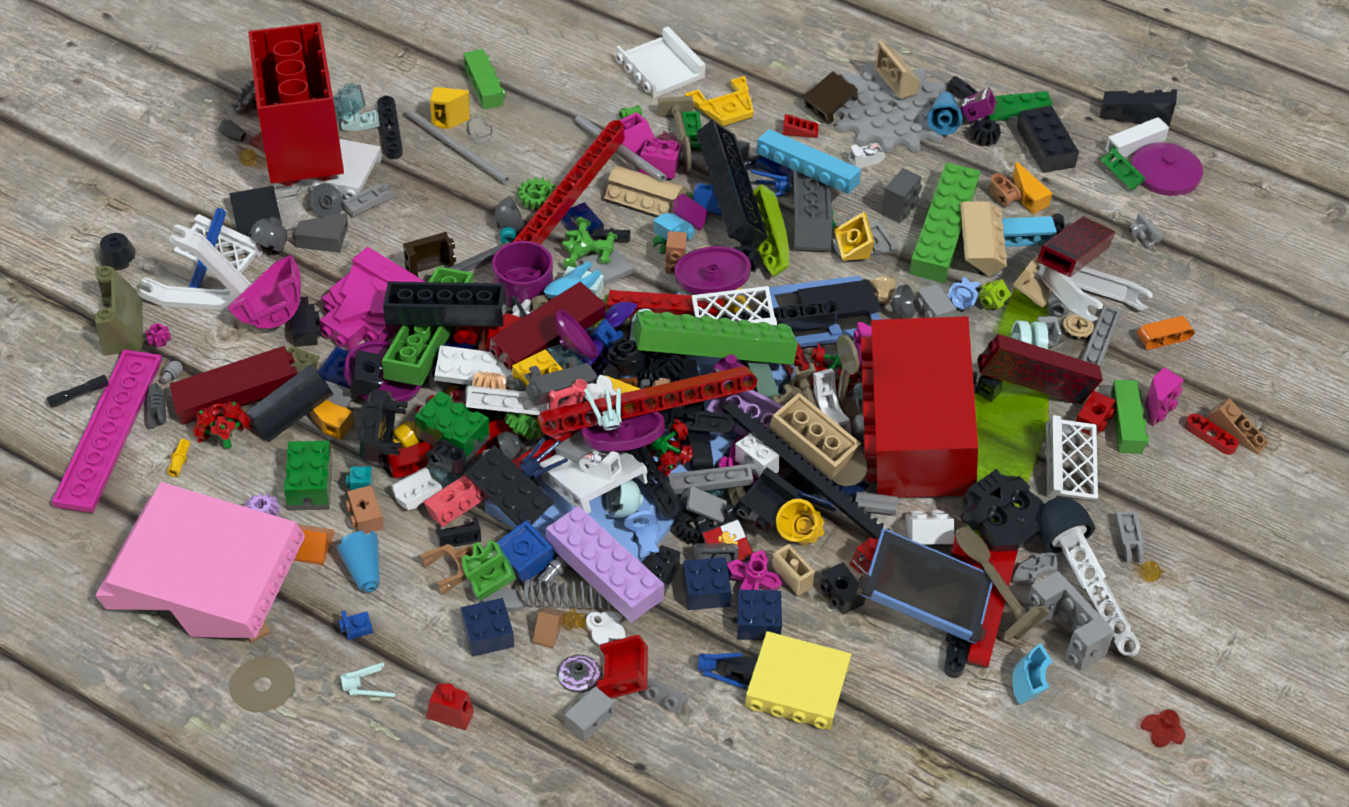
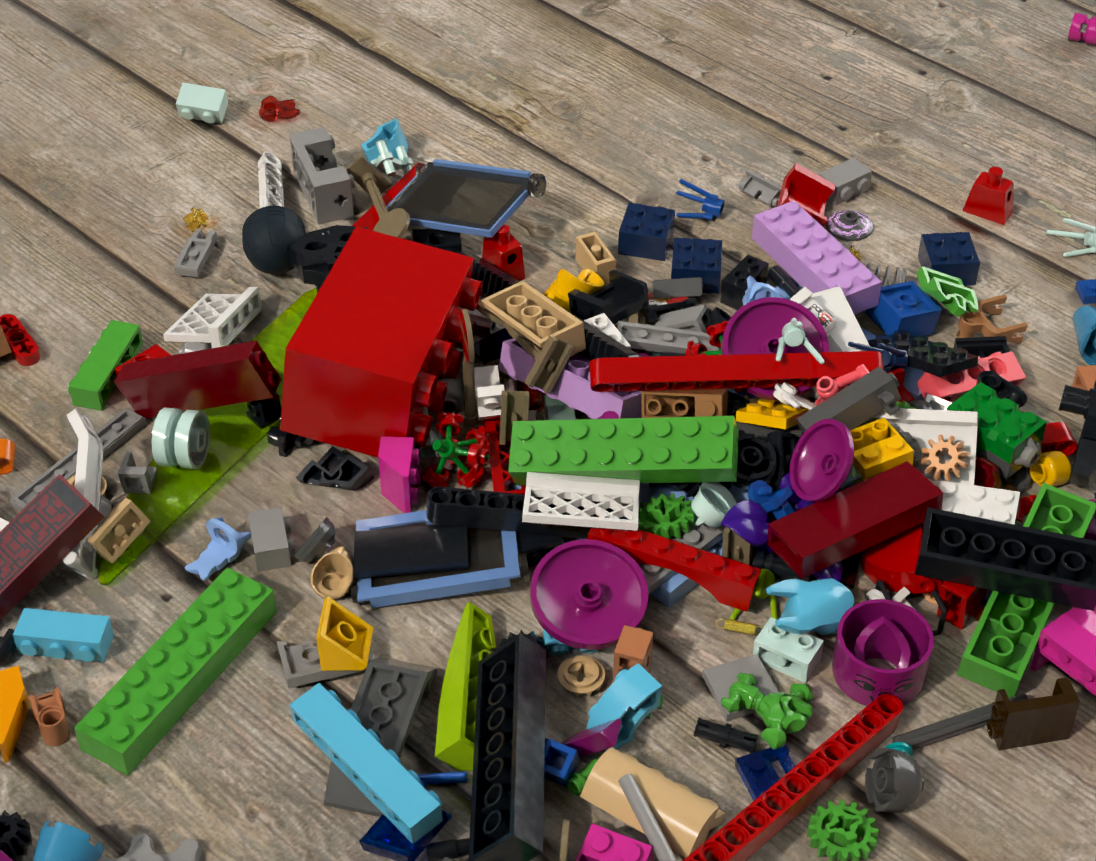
camera: 165 degrees left, 5 degrees down
(415, 489) = (1041, 400): white bracket -> none
(548, 627) = (878, 254): medium nougat slope -> none
(740, 669) = (677, 195): black brick -> none
(754, 573) = (642, 264): dark pink plant -> none
(798, 680) = (619, 175): light yellow panel -> none
(840, 587) = (545, 245): black brick -> none
(866, 155) = (239, 825): white leg -> none
(901, 195) = (229, 708): dark grey brick -> none
(983, 236) = (140, 612): tan slope -> none
(994, 294) = (173, 542): lime brick -> none
(1018, 642) = (388, 163): none -> light aqua axle
(1163, 395) = (52, 363): dark pink slope -> none
(1234, 705) = (202, 103): none -> light aqua brick

